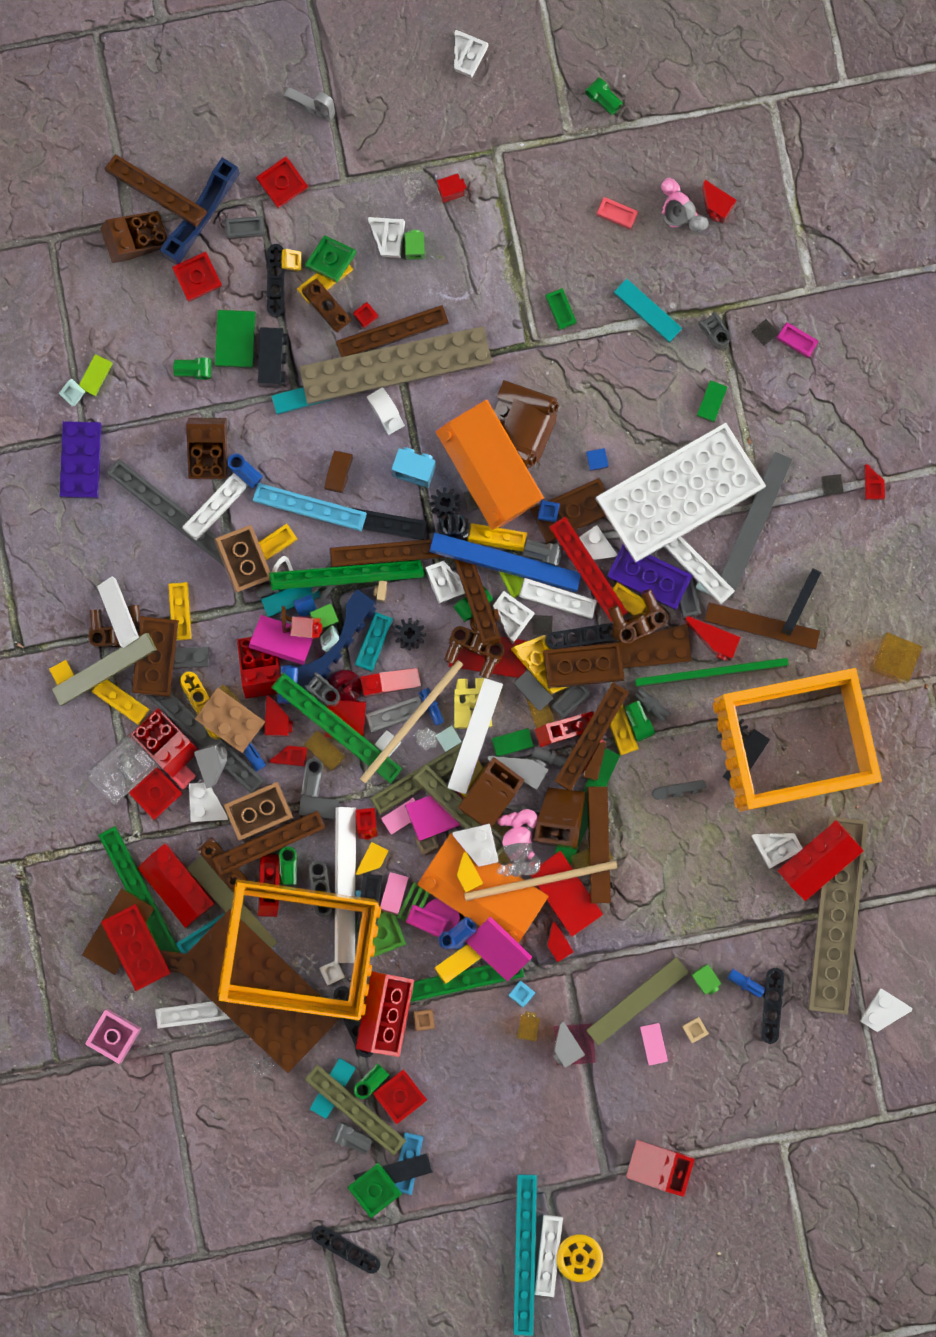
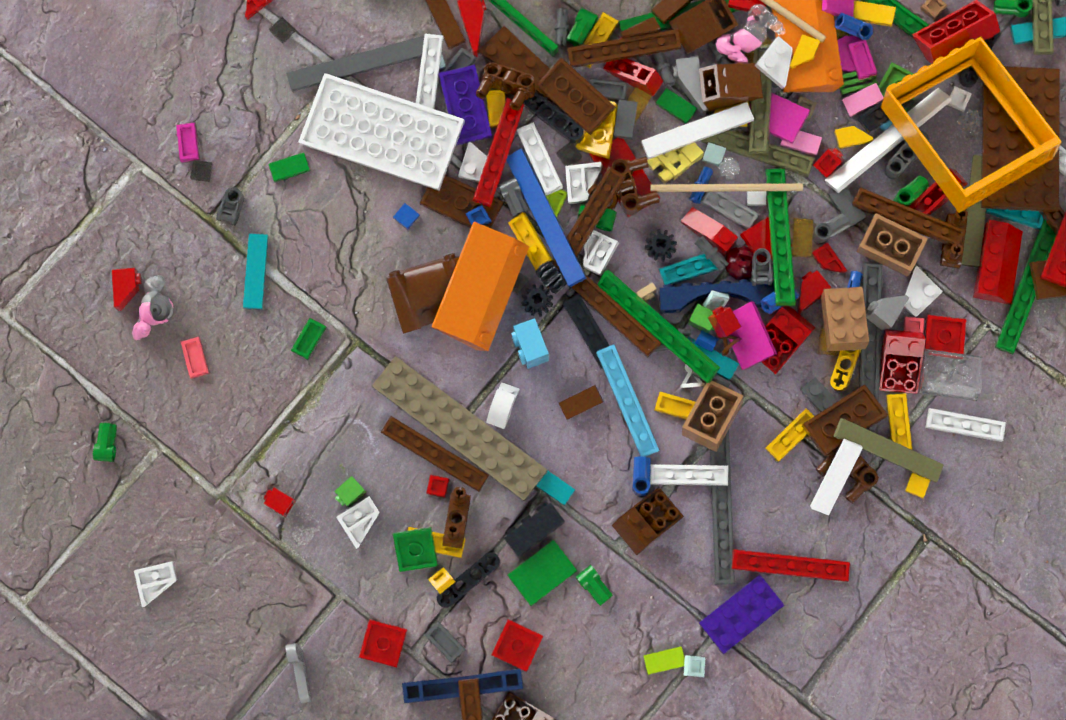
camera: 125 degrees left, 5 degrees down
(76, 750) = (965, 425): none -> white tile
(84, 525) = (790, 565): none -> red tile
(370, 666) = (711, 253): none -> dark grey pin

